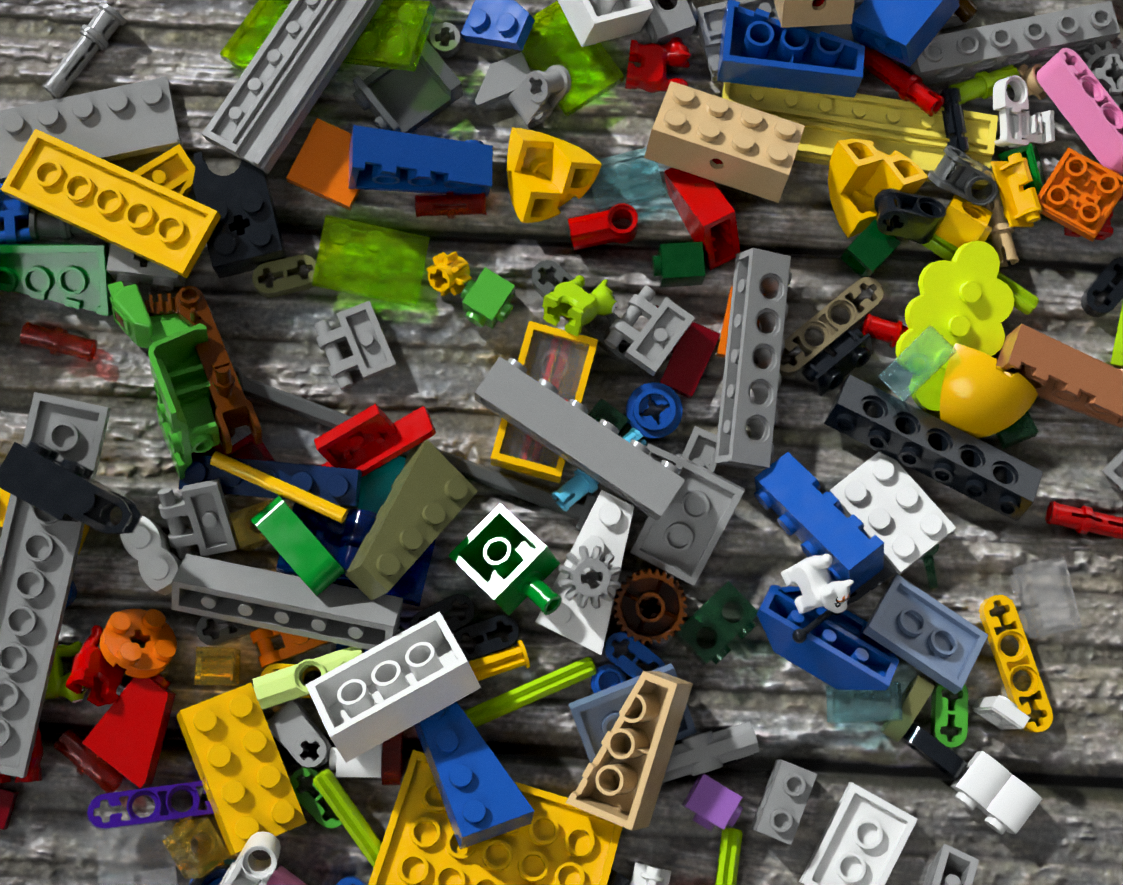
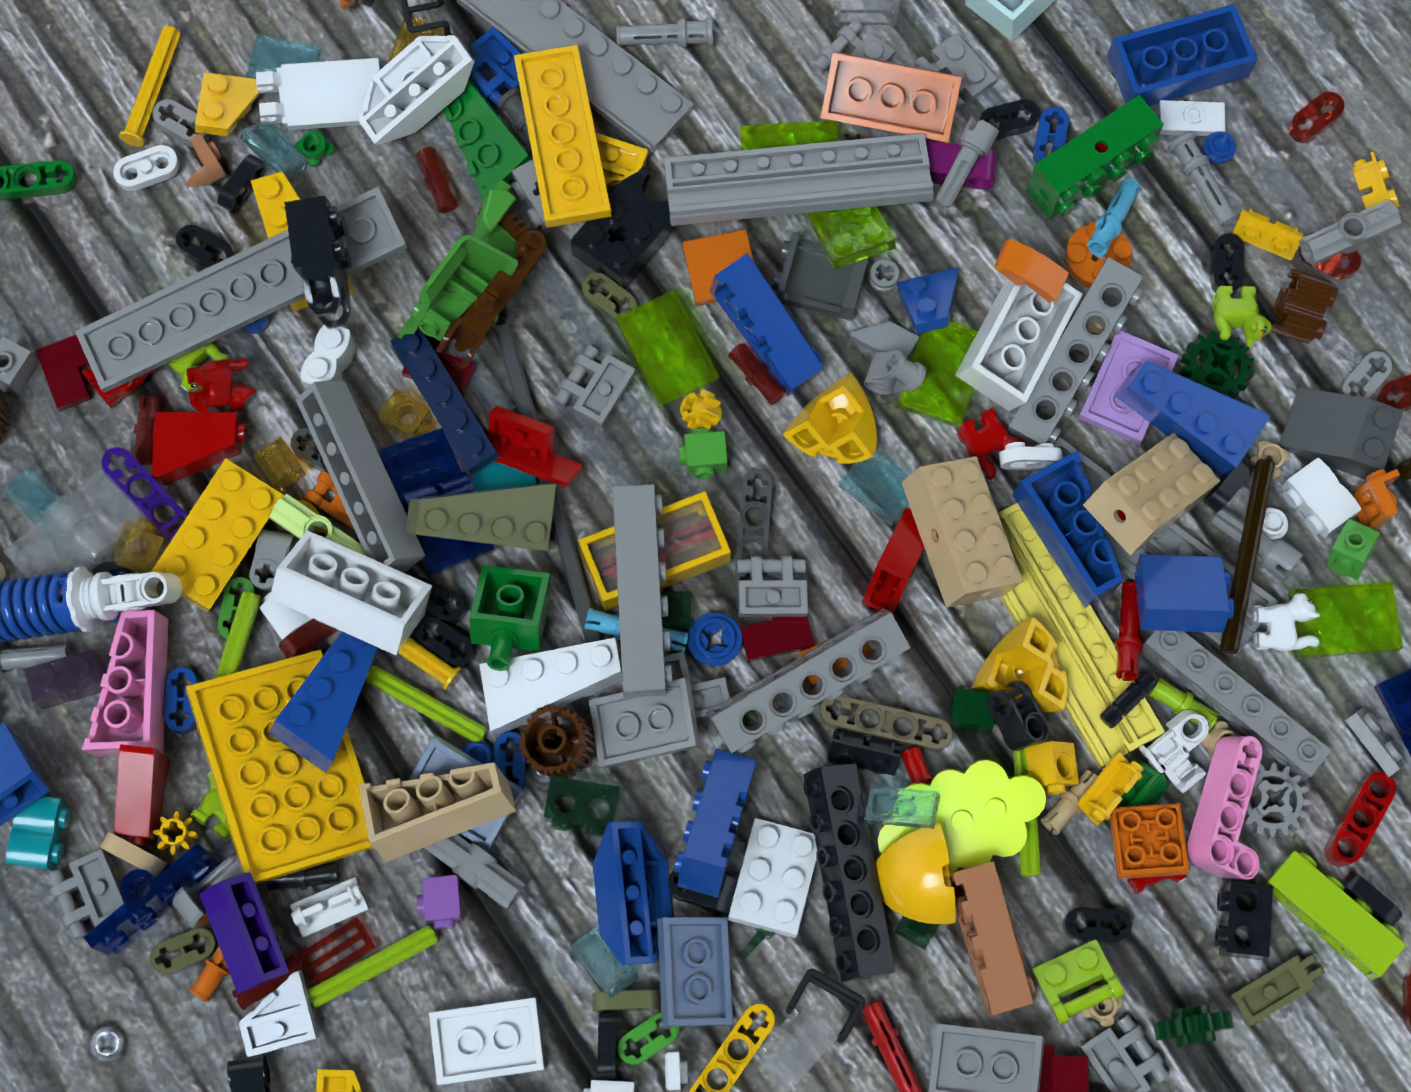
camera: 60 degrees right, 5 degrees down
(144, 625) = (271, 390): orange plate -> none
(208, 516) = (385, 374): light grey plate -> none
(279, 487) = (440, 406): yellow piece -> none
(298, 546) = (406, 450): green beam -> none
(578, 305) = (745, 517): lime animal -> none
(599, 228) = (825, 495): red piece -> none
(600, 586) = (550, 671): light grey gear -> none
(679, 264) = (844, 574): dark green brick -> none
(695, 47) = (1019, 457): none -> white plate
(783, 801) = (481, 954): light grey brick -> none
(800, 635) = (661, 885): black hinge -> none
(817, 586) = (661, 850): white animal -> none
(959, 172) = (1087, 736): dark grey piece -> none
(1041, 523) = (836, 989): none -> black piece

